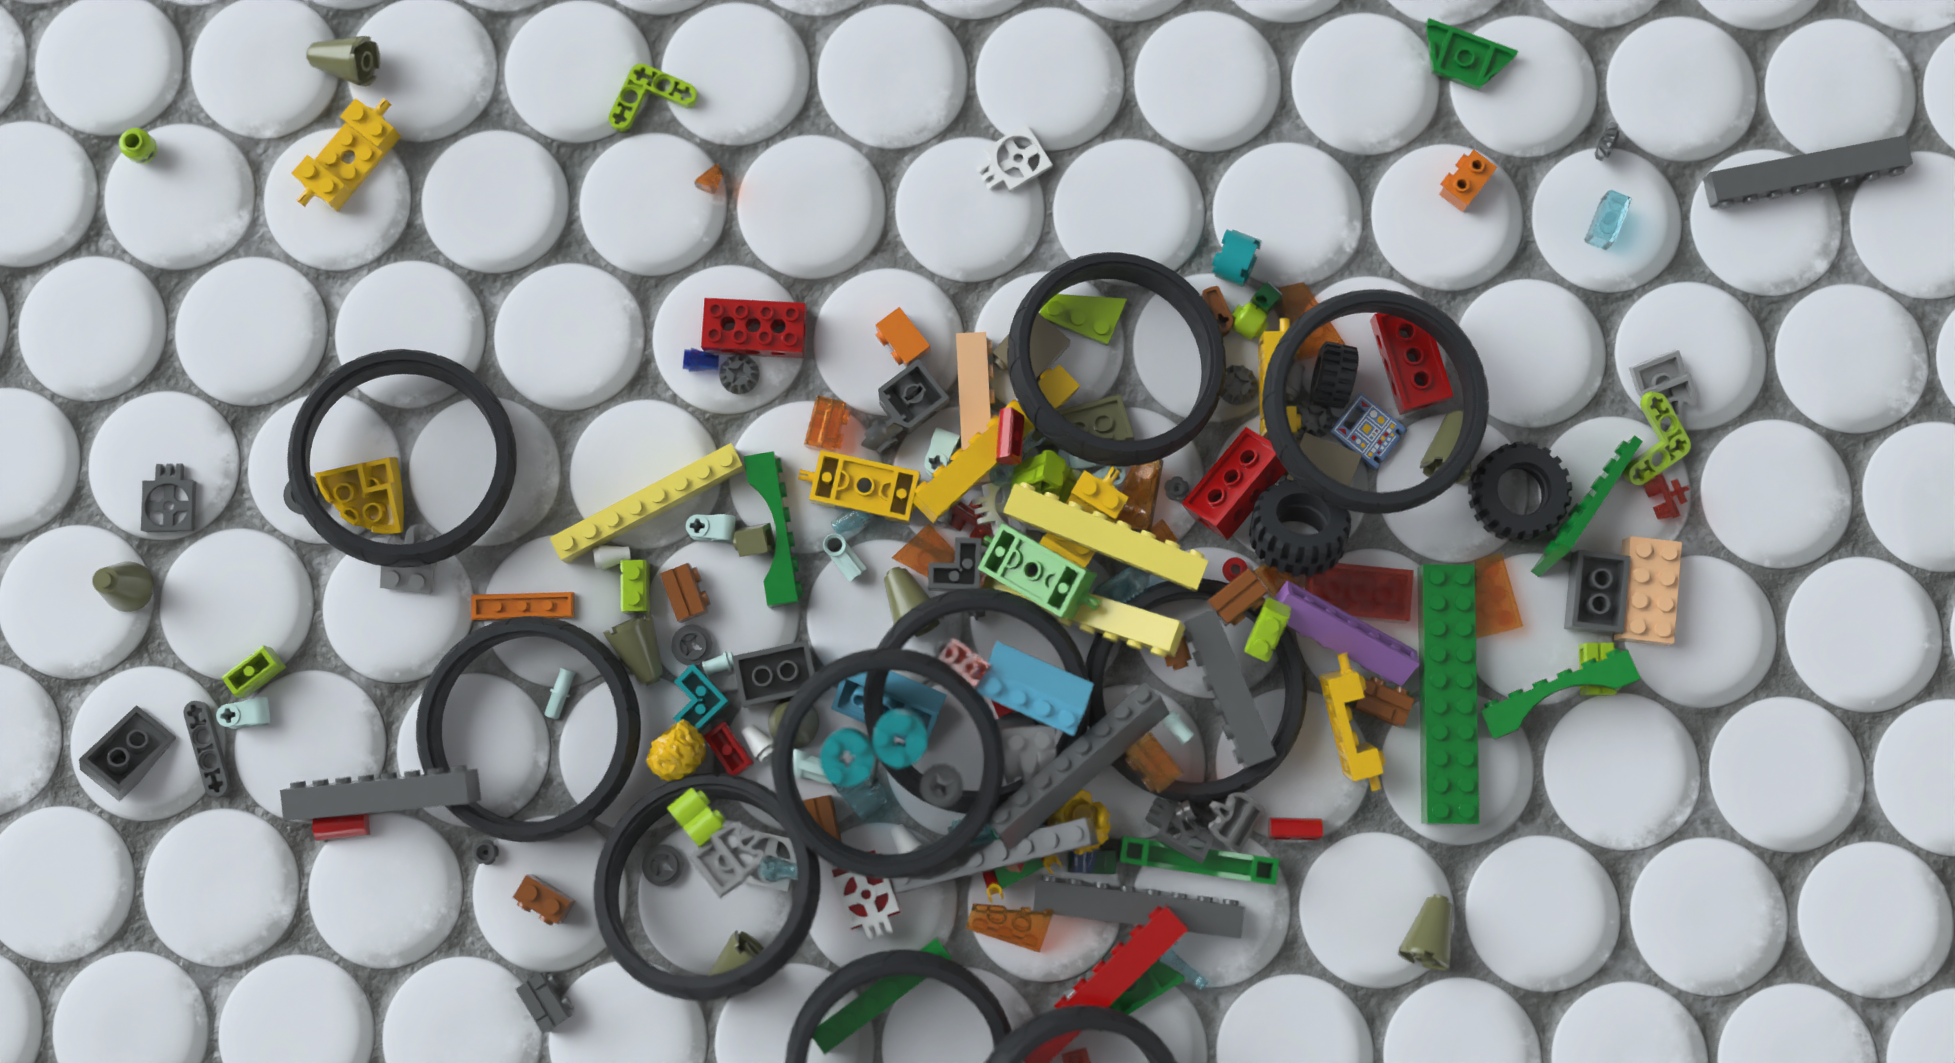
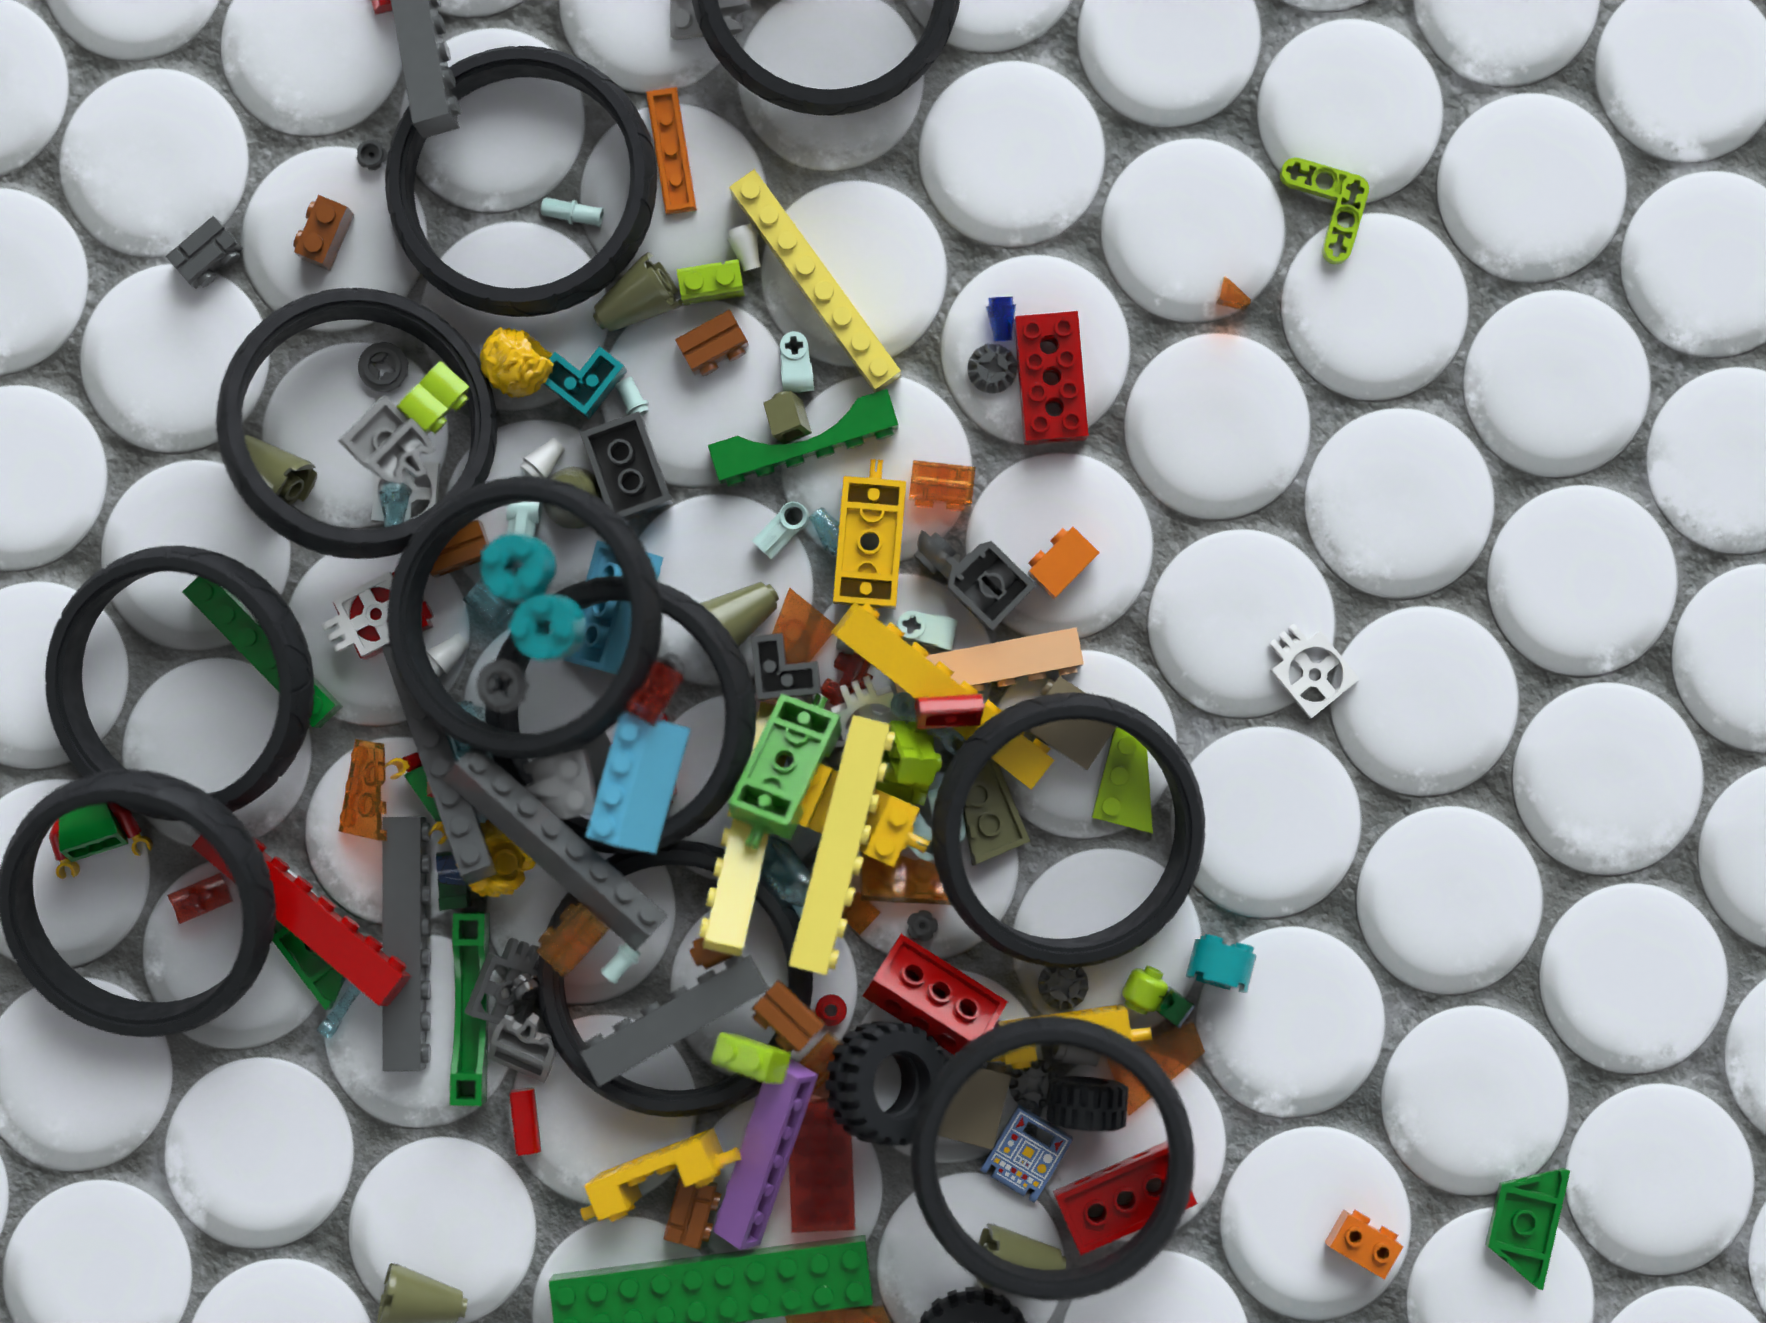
camera: 80 degrees right, 5 degrees up
(687, 633) = (643, 348): dark grey gear -> none
(728, 749) = (530, 424): red brick -> none
(1217, 303) = (1156, 948): dark orange piece -> none

